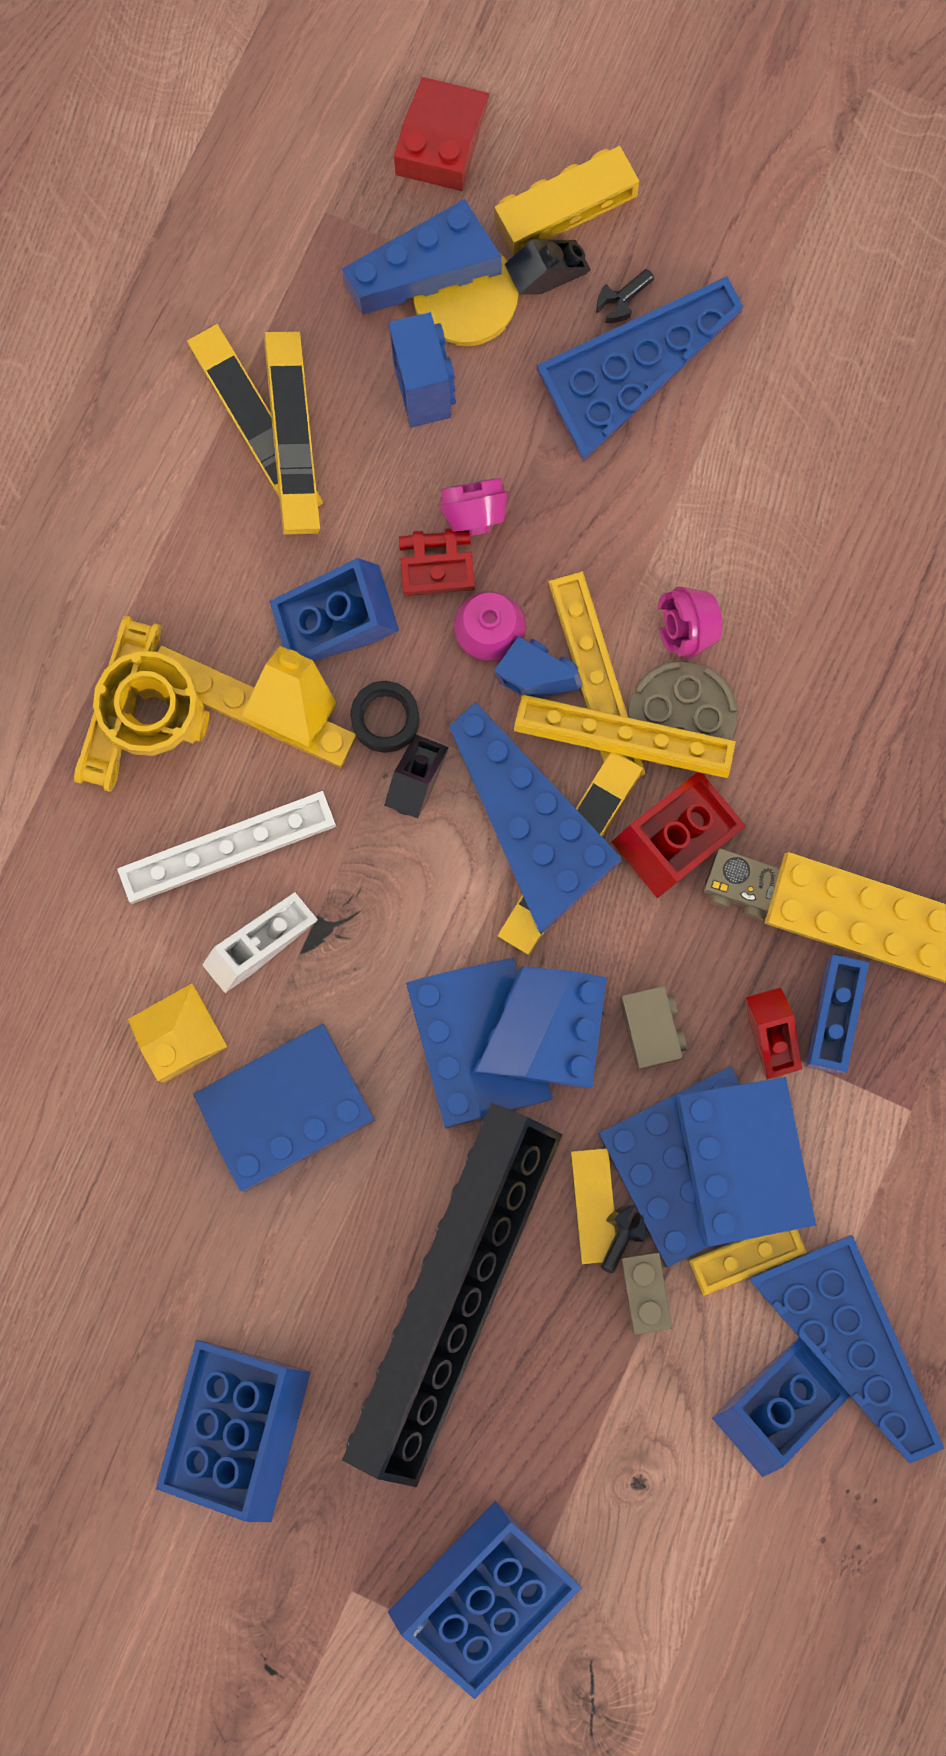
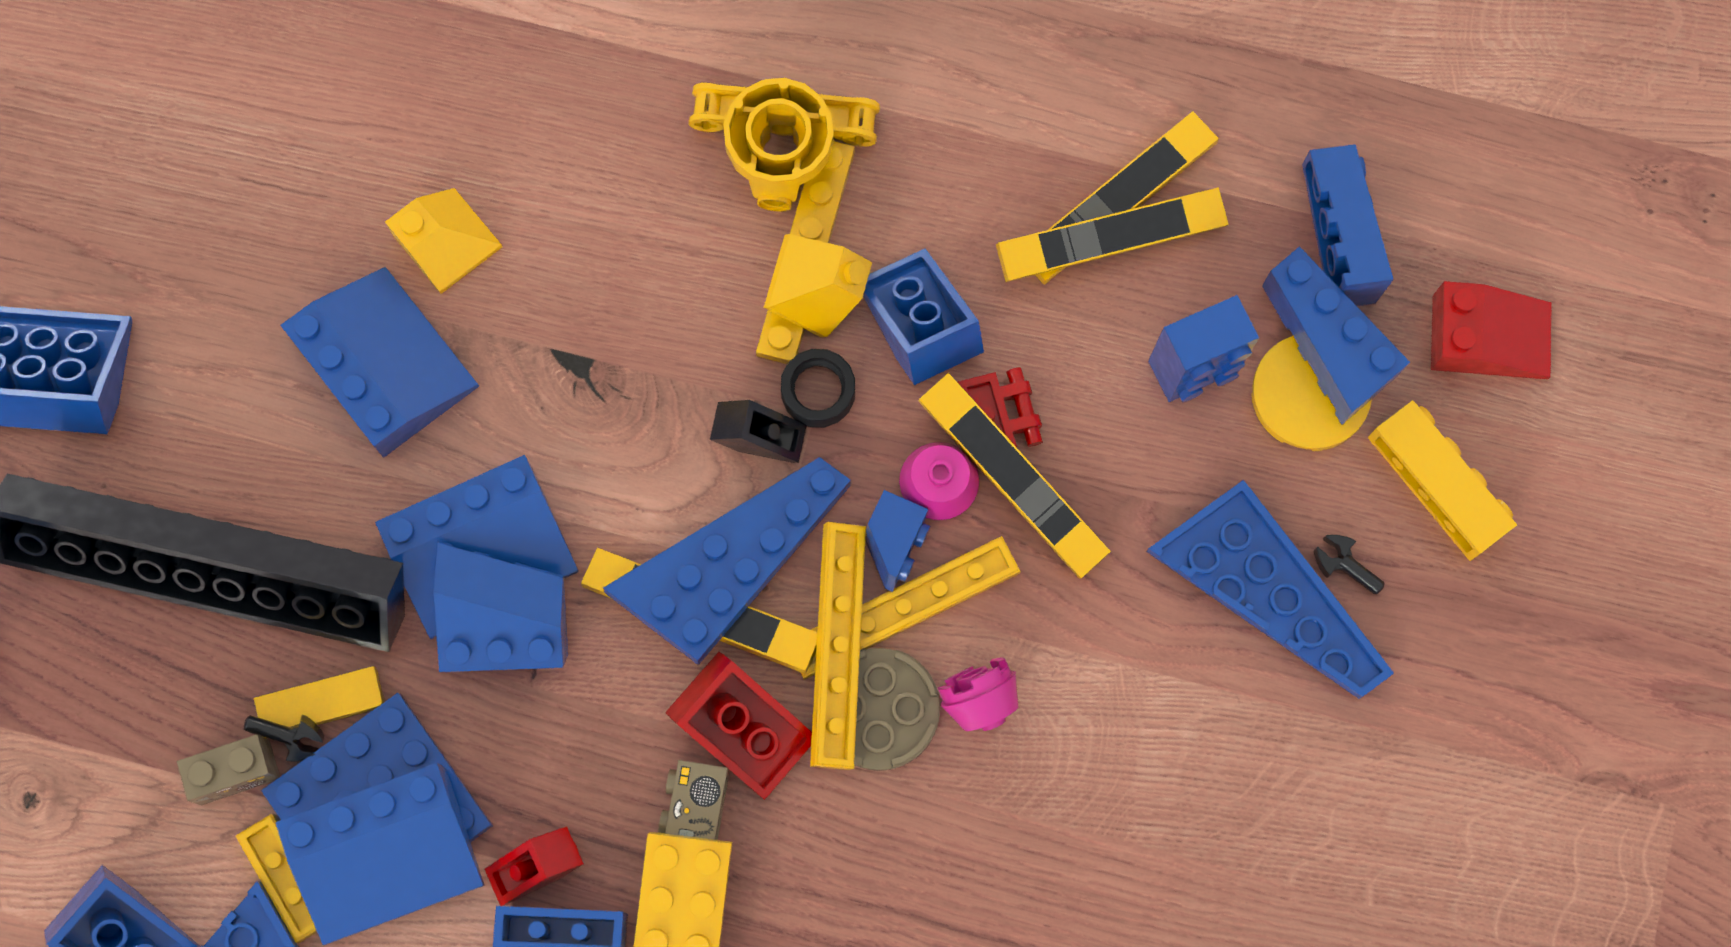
camera: 75 degrees right, 5 degrees down
(226, 847) = (649, 252): white plate -> none
(258, 942) = (553, 302): white slope -> none
(321, 228) = (1346, 223): none -> blue wedge
(474, 505) = (1067, 438): dark pink cone -> none
(498, 559) = (1014, 476): none -> tile
(546, 265) = (1361, 472): black slope -> none
(652, 1027) = (519, 730): dark tan brick -> none

